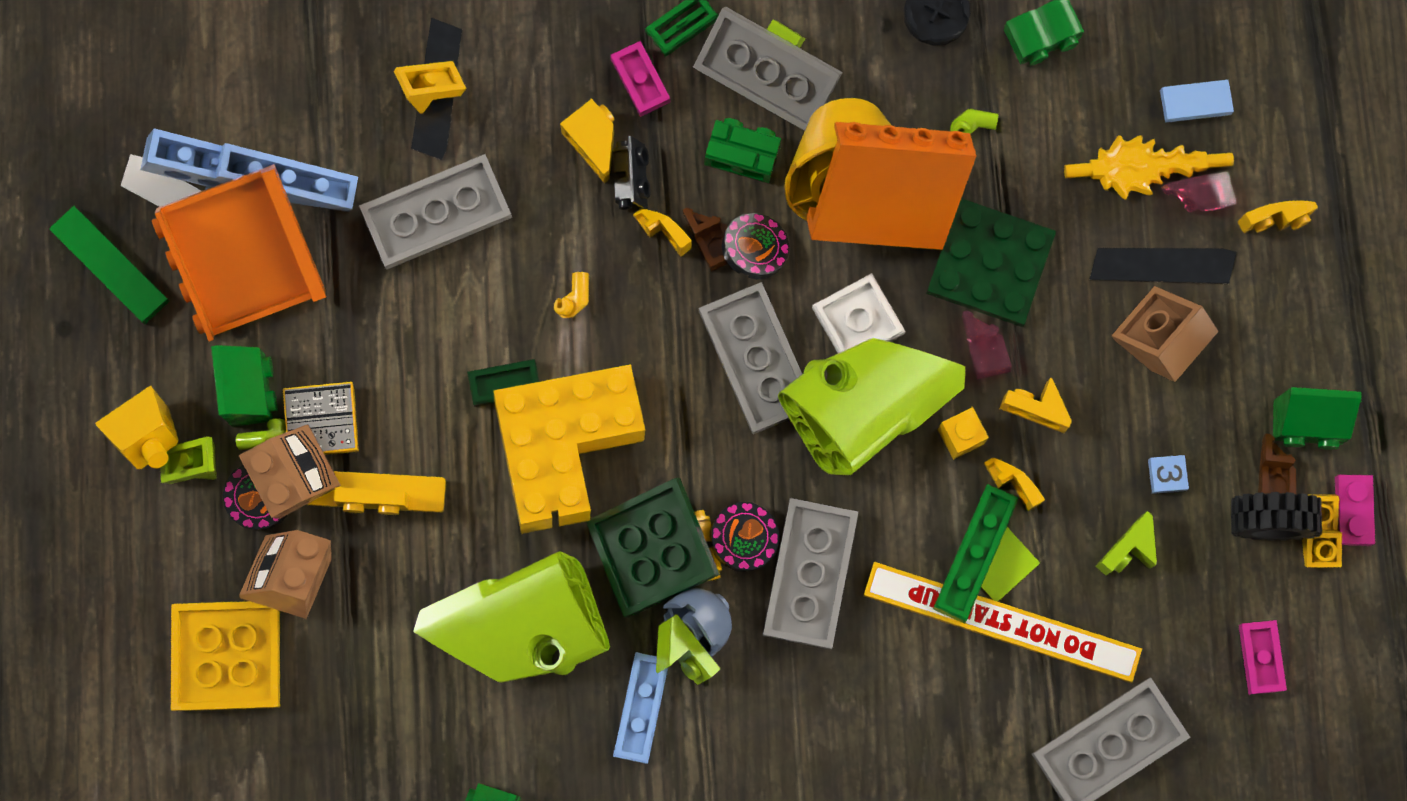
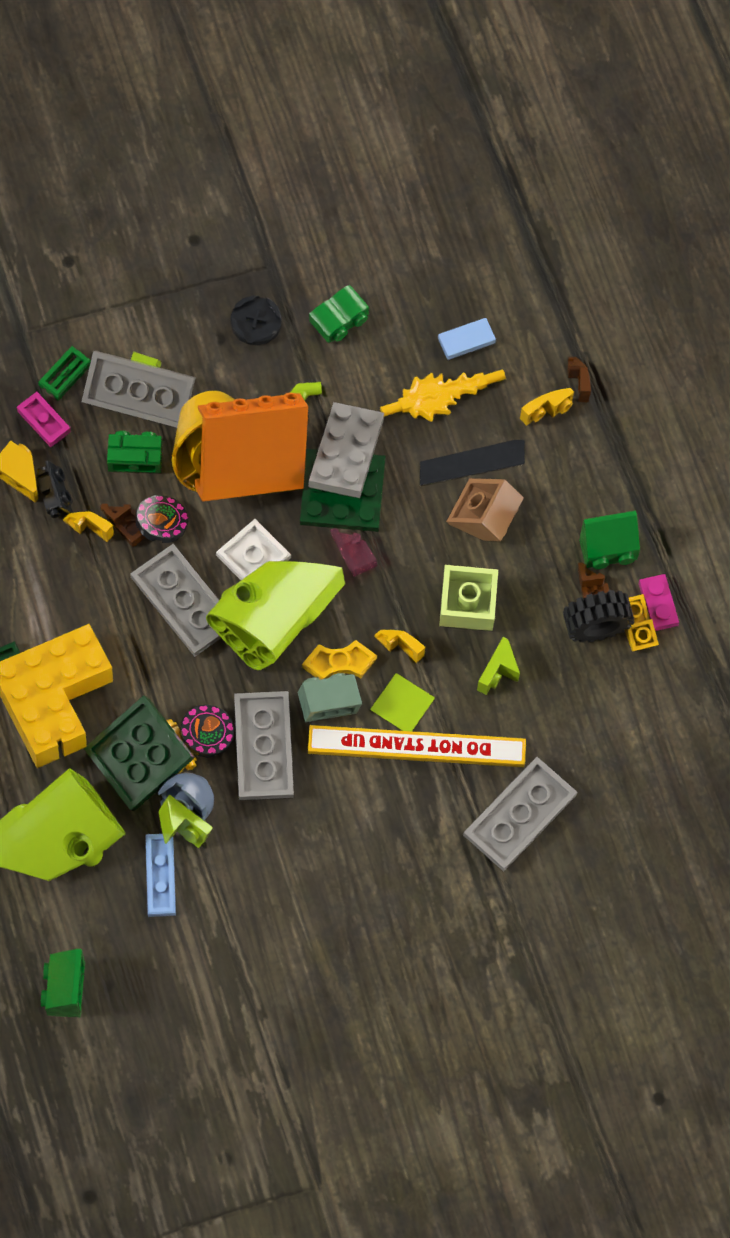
camera: 15 degrees left, 10 degrees down
(576, 299) = (36, 589): yellow arm -> none
(908, 532) = (329, 697): none -> sand green brick
(915, 483) = (351, 660): none -> yellow tile
(962, 433) = (352, 616): yellow brick -> none
(975, 553) = (384, 700): green tile -> none
(1009, 213) = (346, 450): none -> light grey plate
(1047, 411) = (411, 586): yellow slope -> none
(1116, 447) = (468, 597): none -> yellowish green brick
(1168, 474) = (513, 610): light blue tile -> none
(1203, 192) = (488, 402): clear pink slope -> none
(1262, 657) = (616, 723): dark pink plate -> none
(1328, 177) = (578, 370): none -> reddish brown slope

